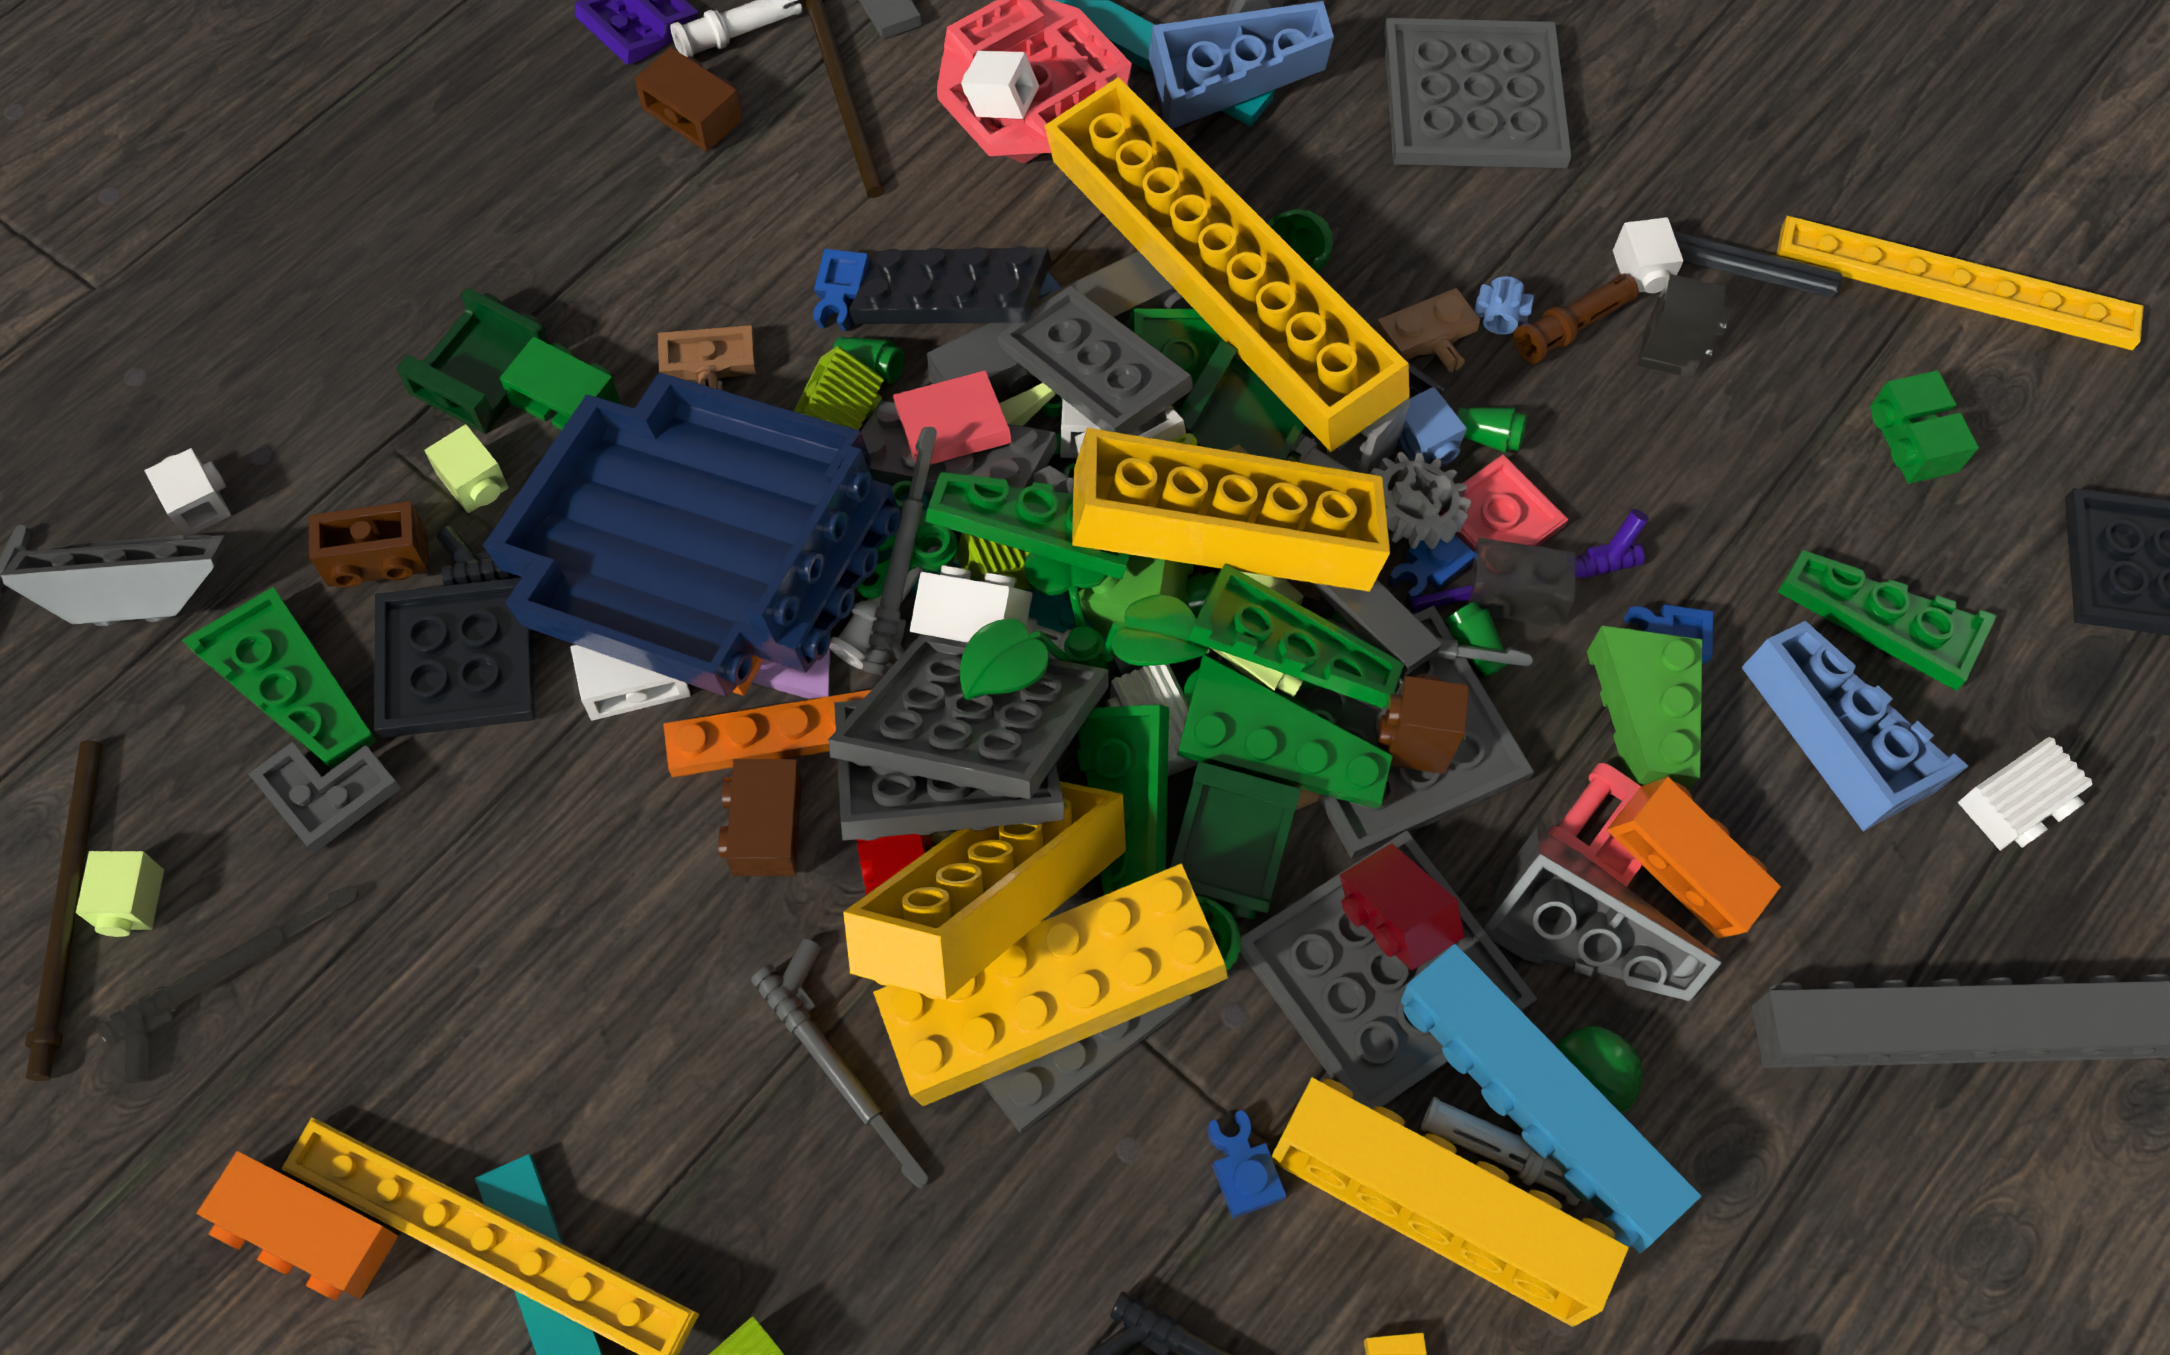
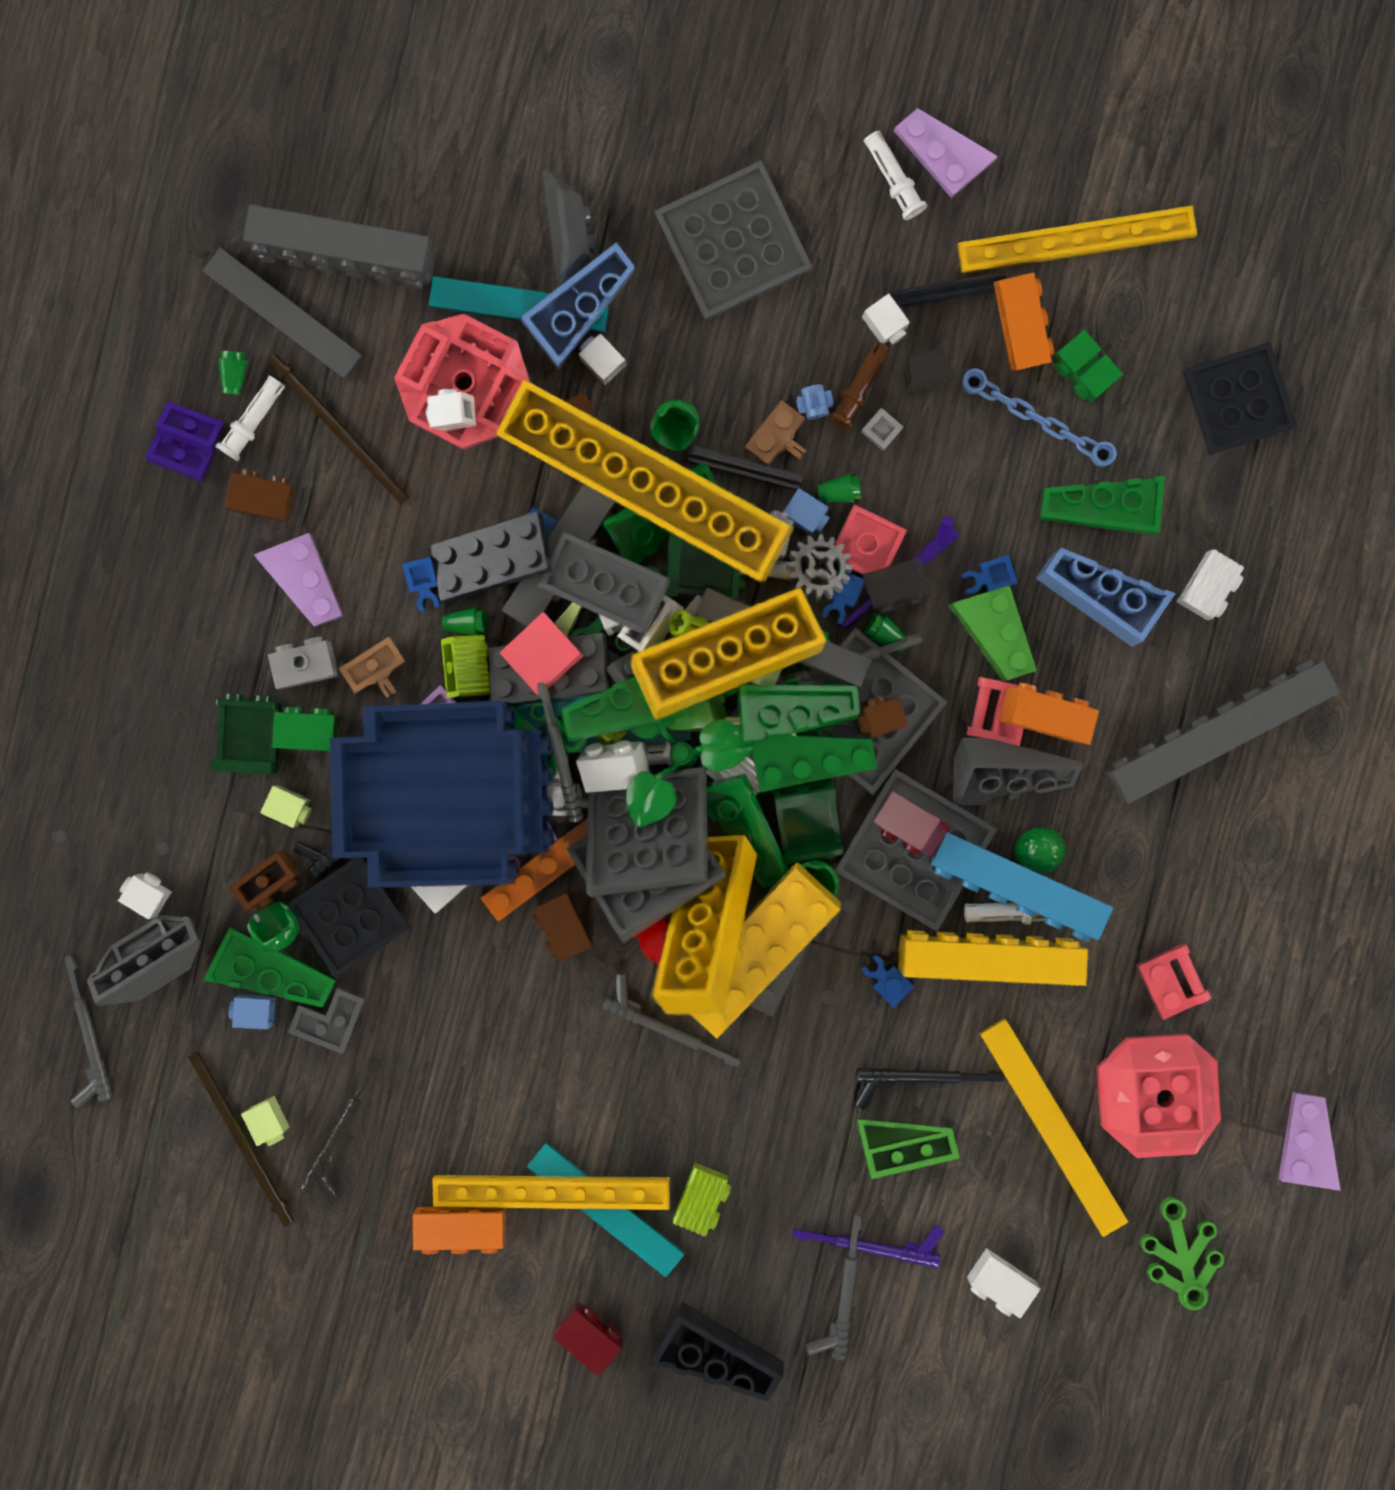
camera: 20 degrees left, 25 degrees up
(222, 720) = (253, 1011): none -> medium blue brick
(334, 613) = (273, 927): none -> green hair
(612, 310) = (303, 664): none -> light grey brick
(683, 219) = (303, 578): none -> lavender wing
(1232, 142) = (601, 358): none -> white brick
(1585, 380) = (882, 429): none -> light grey plate
(1732, 124) = (901, 186): none -> white pin
(1805, 117) = (943, 151): none -> lavender wing
(1849, 331) = (1023, 321): none -> orange brick
(1909, 538) = (996, 395): none -> medium blue piece

